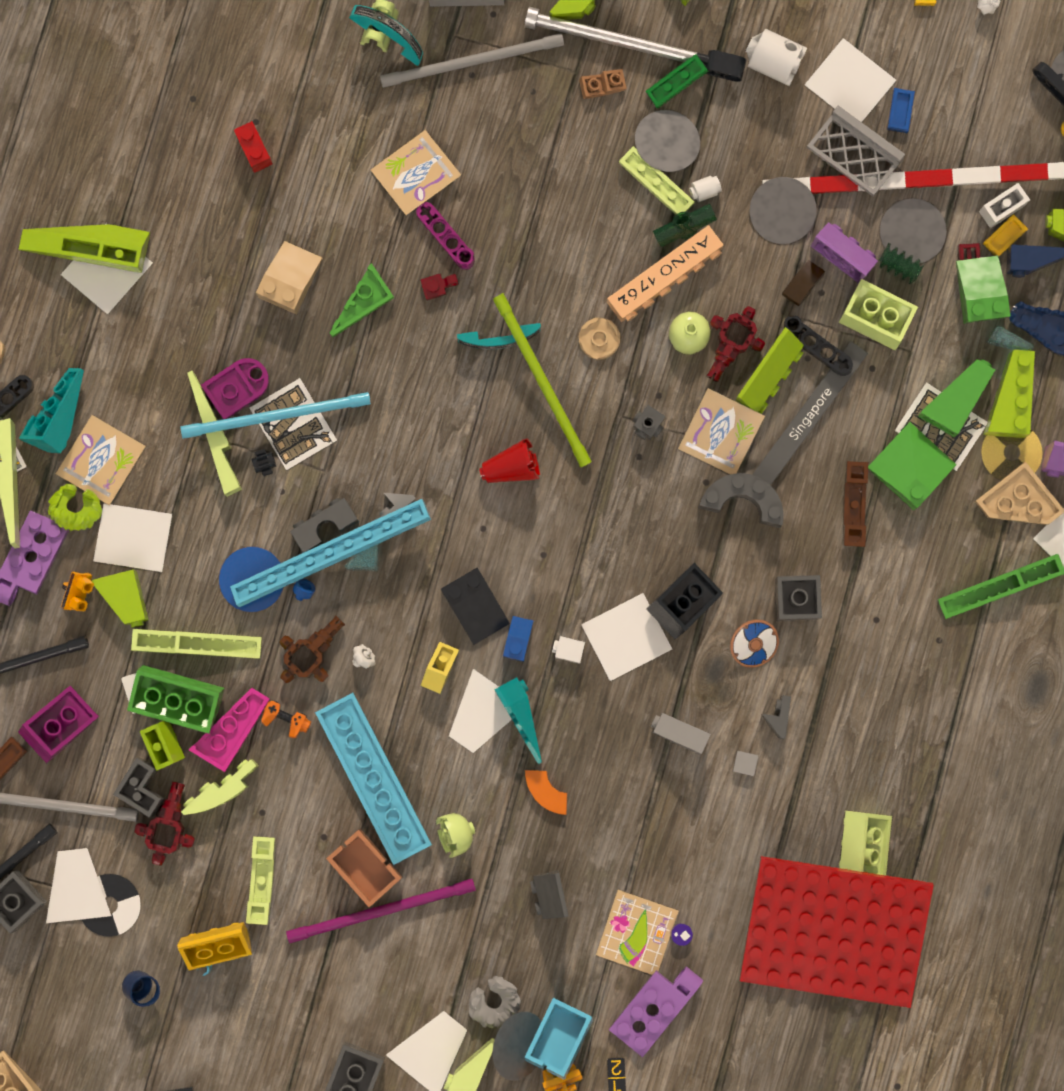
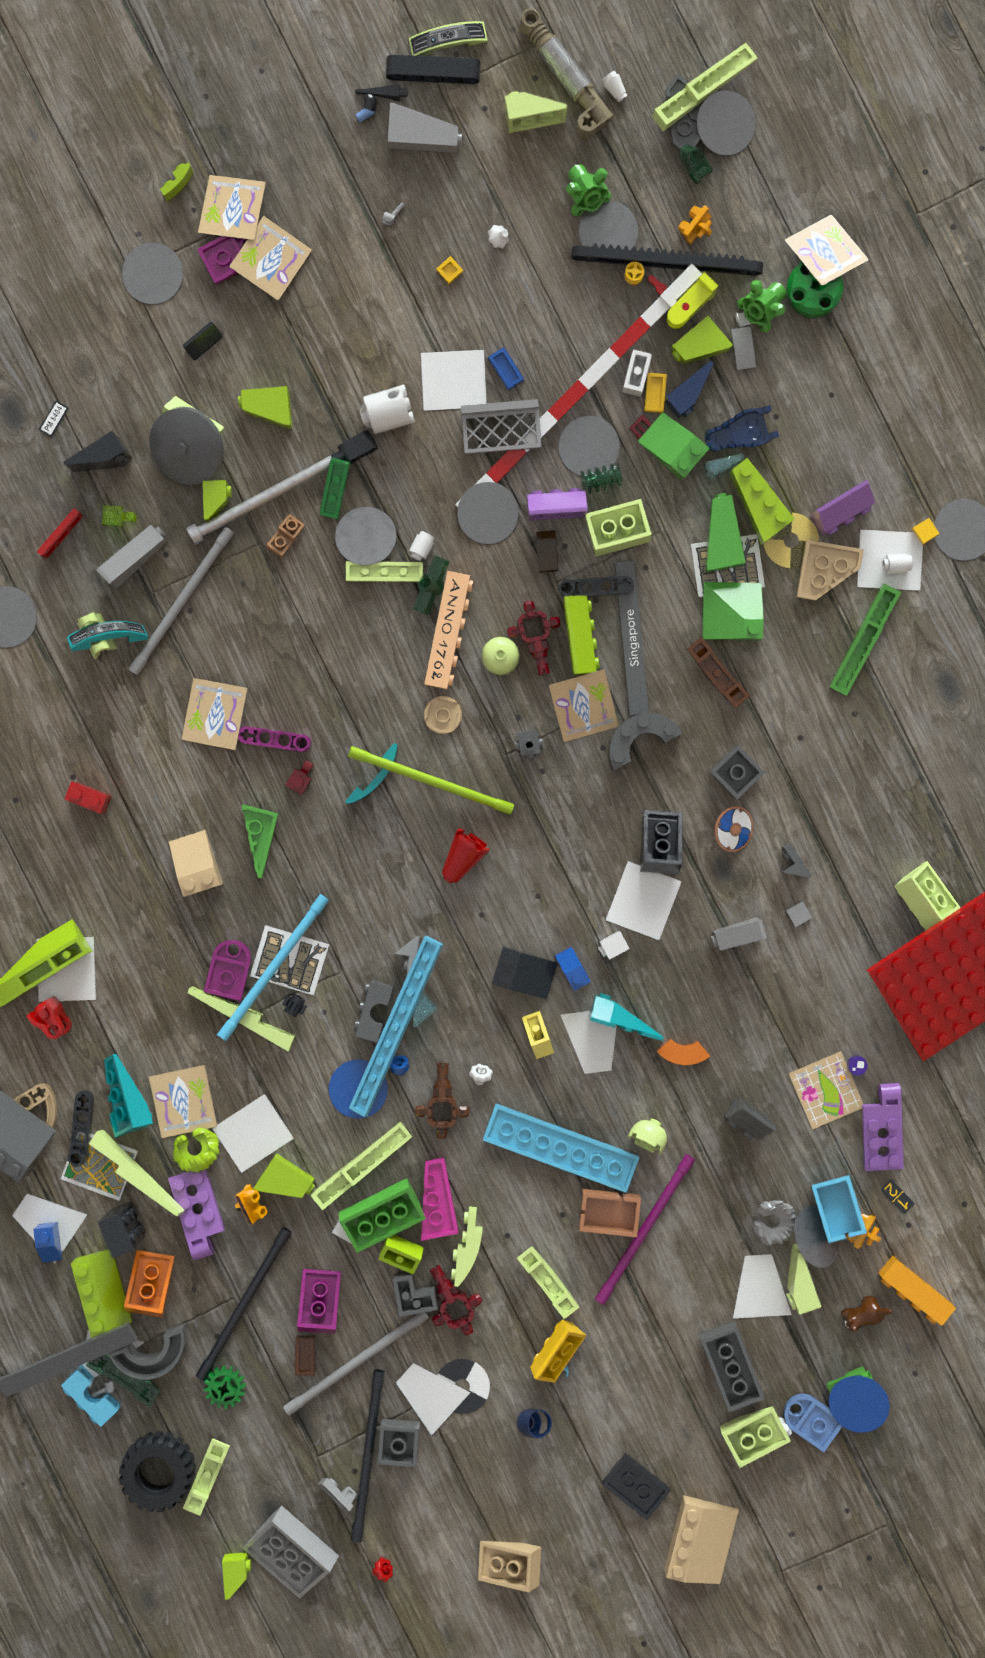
camera: 40 degrees left, 5 degrees up
(60, 292) = (49, 1015): none -> red piece
(298, 722) = (477, 1156): orange piece -> none

